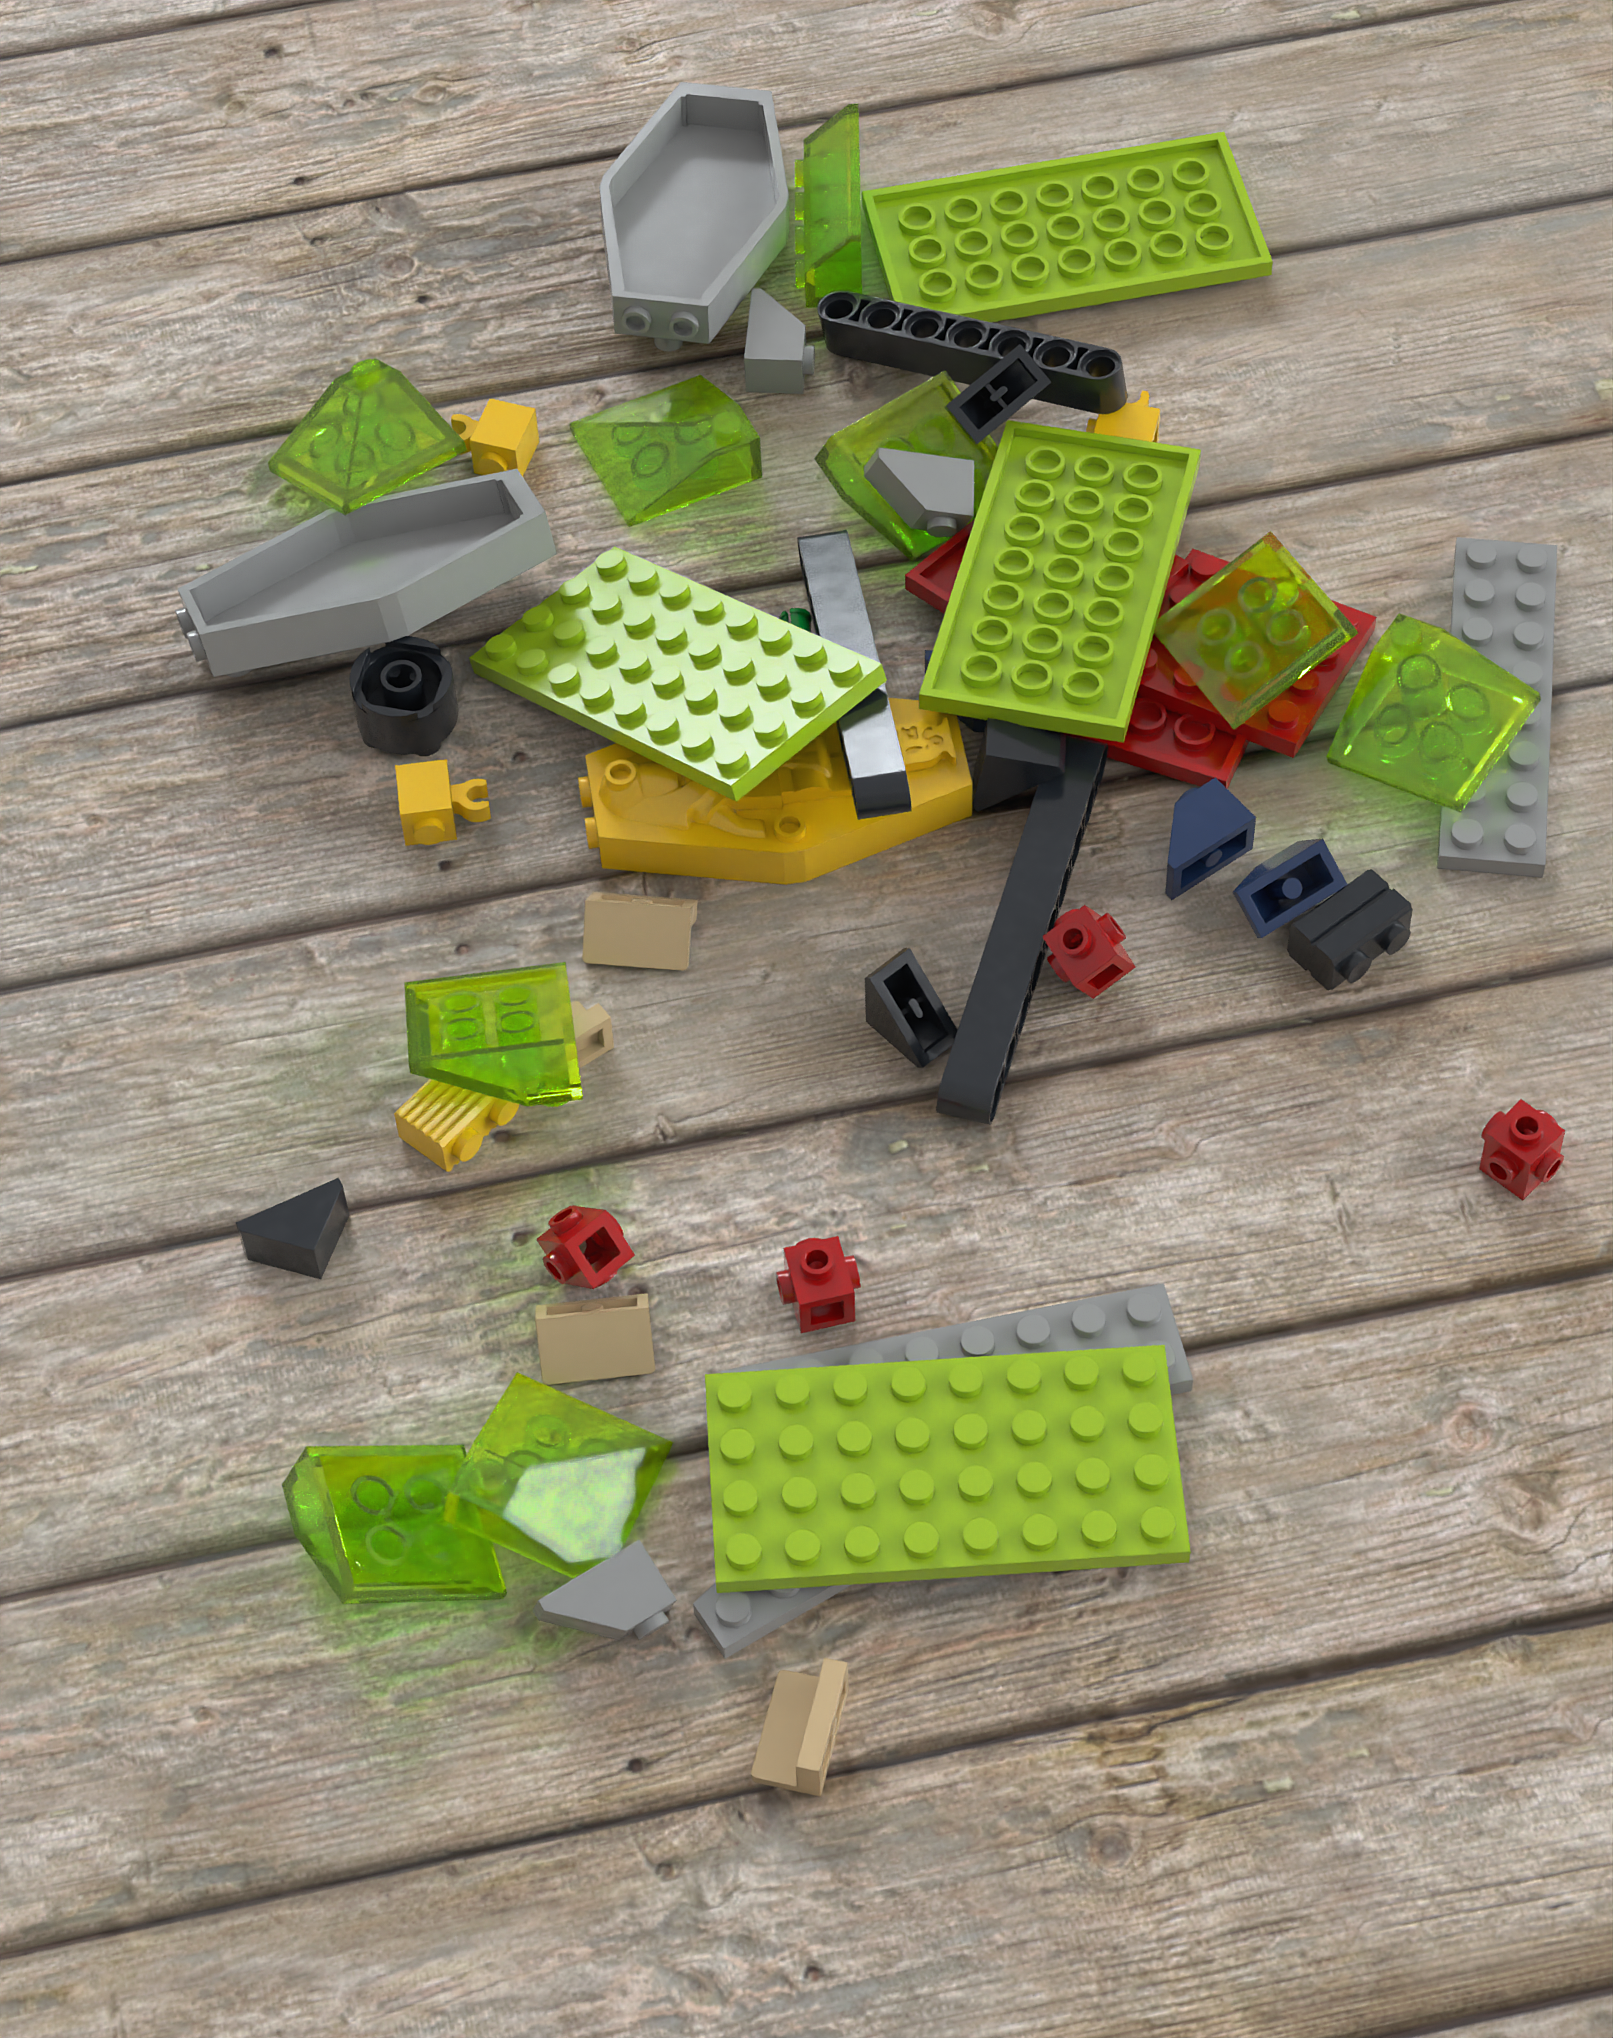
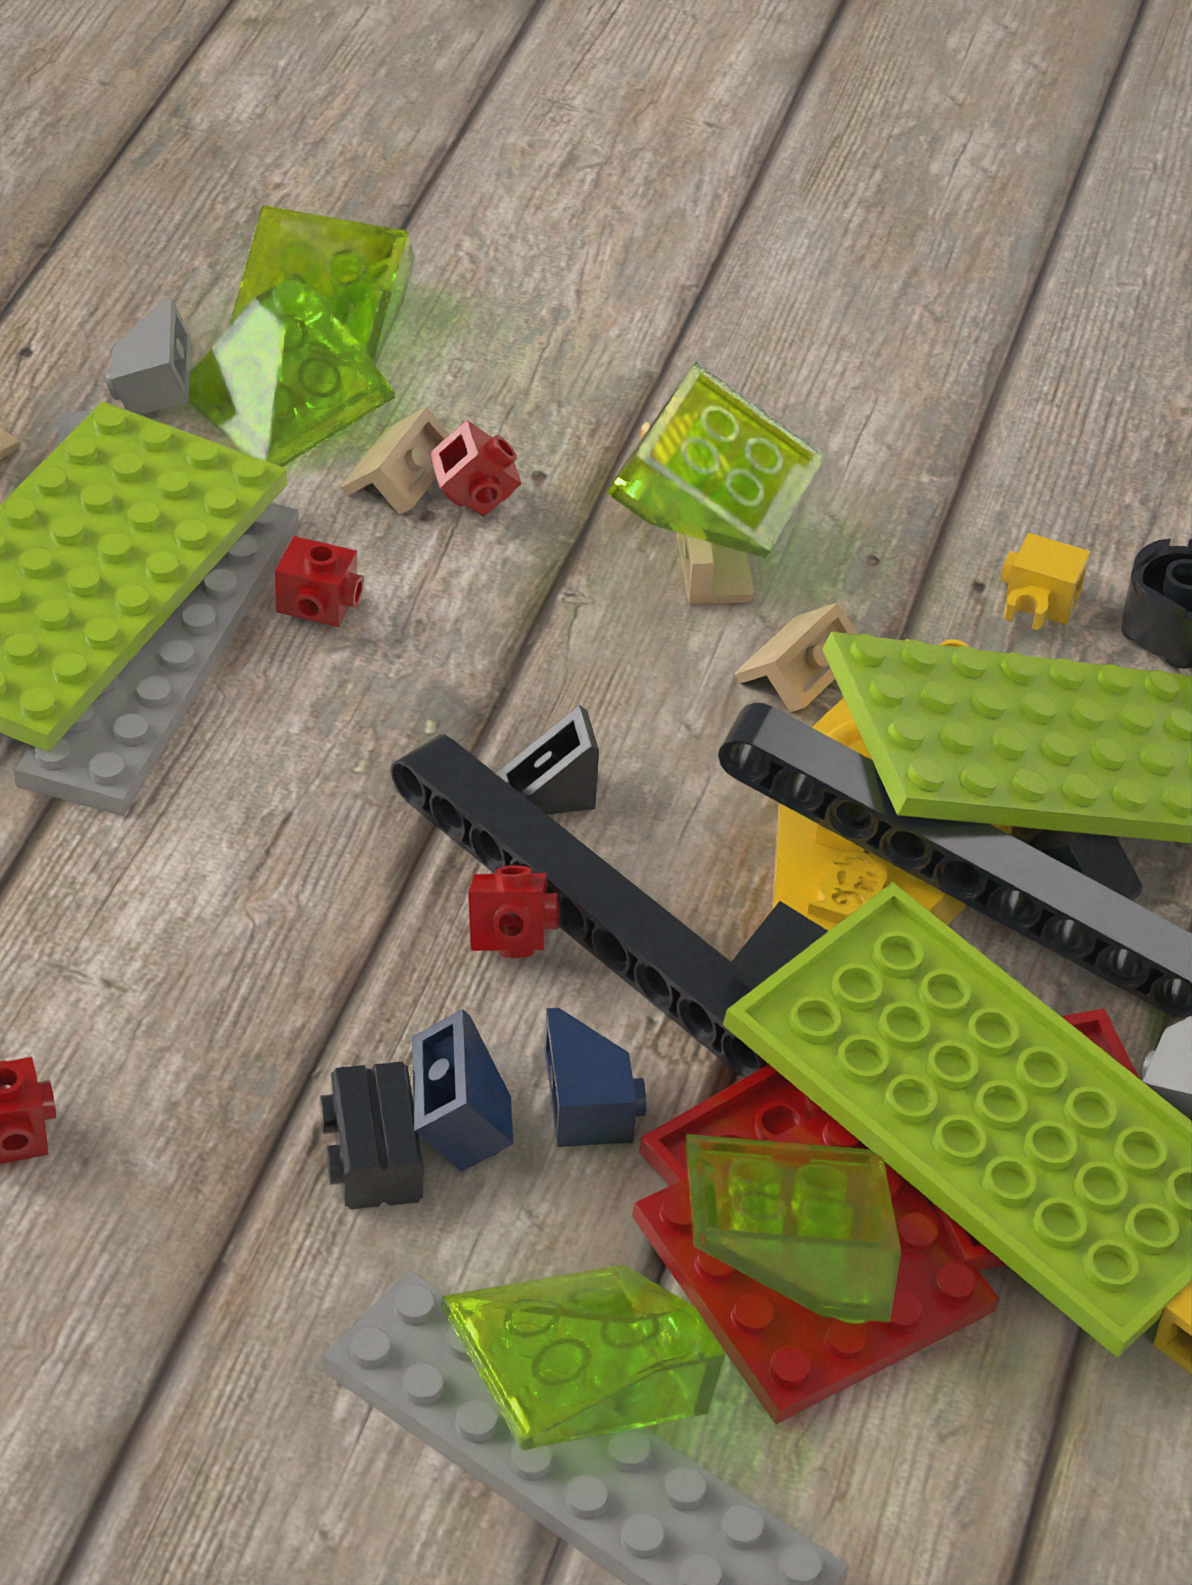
camera: 115 degrees right, 10 degrees down
(297, 1232) = (632, 346): black slope -> none

